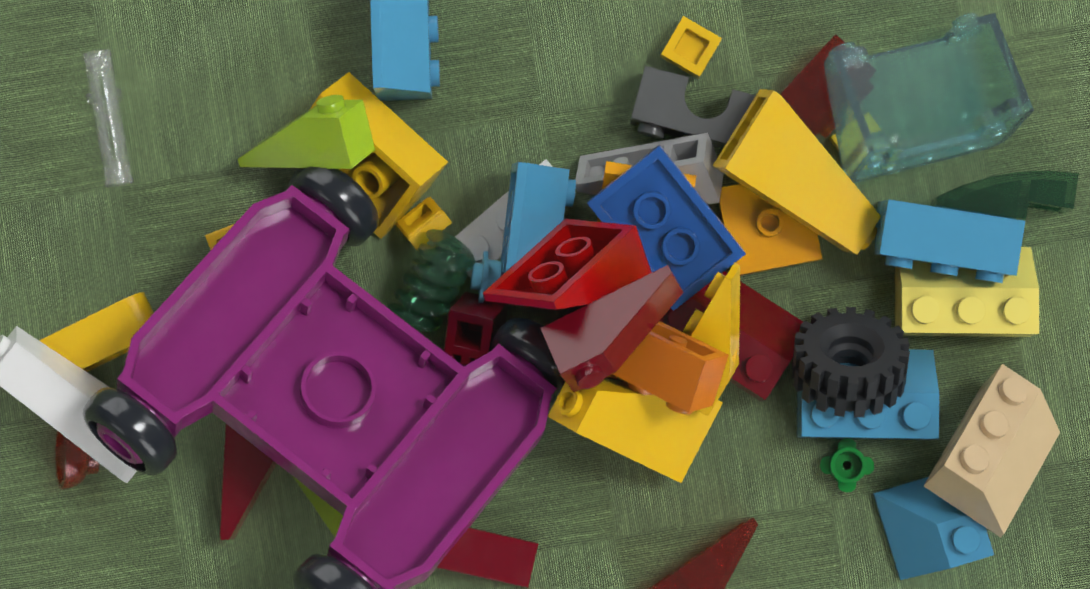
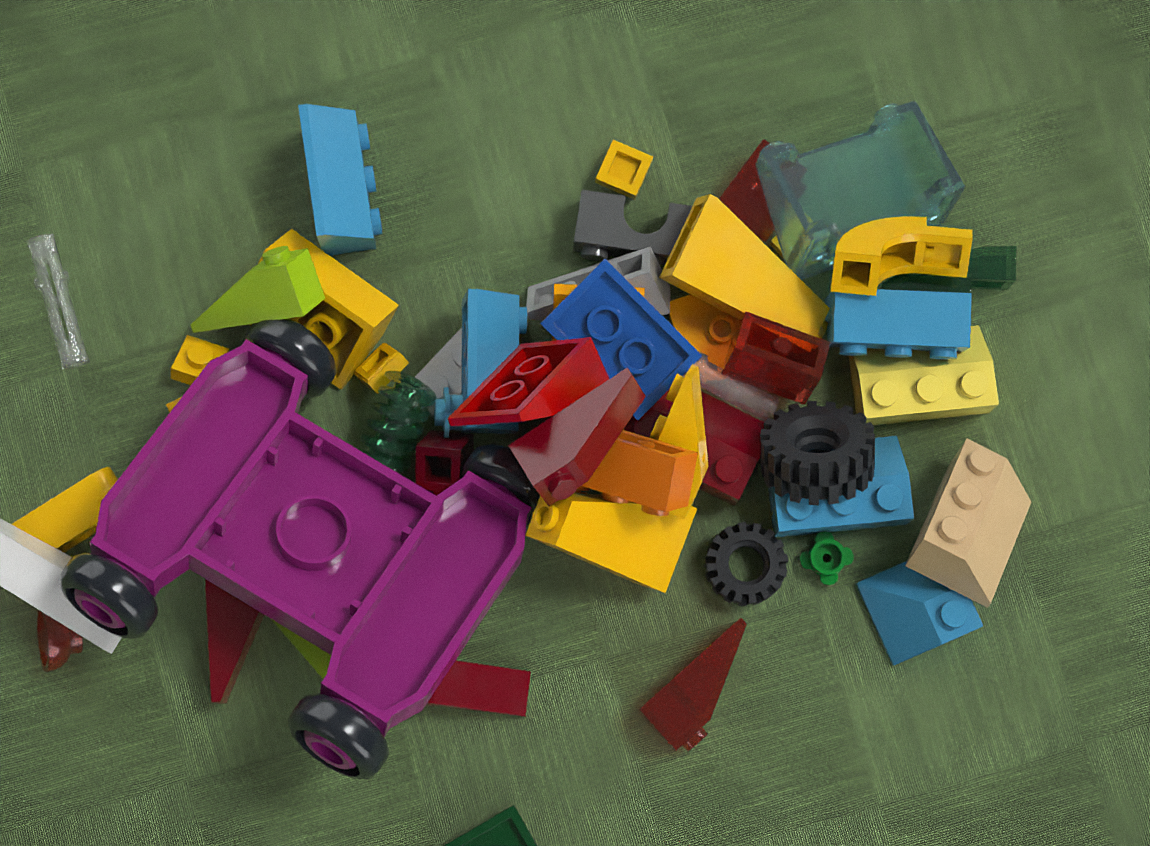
camera: 15 degrees left, 5 degrees down
(240, 193) = (193, 358): none -> yellow plate
(775, 286) = (735, 392): none -> clear pin
(792, 455) = (773, 564): none -> black tyre
(820, 261) = (775, 358): none -> clear red brick
(955, 163) = (897, 247): none -> yellow arch

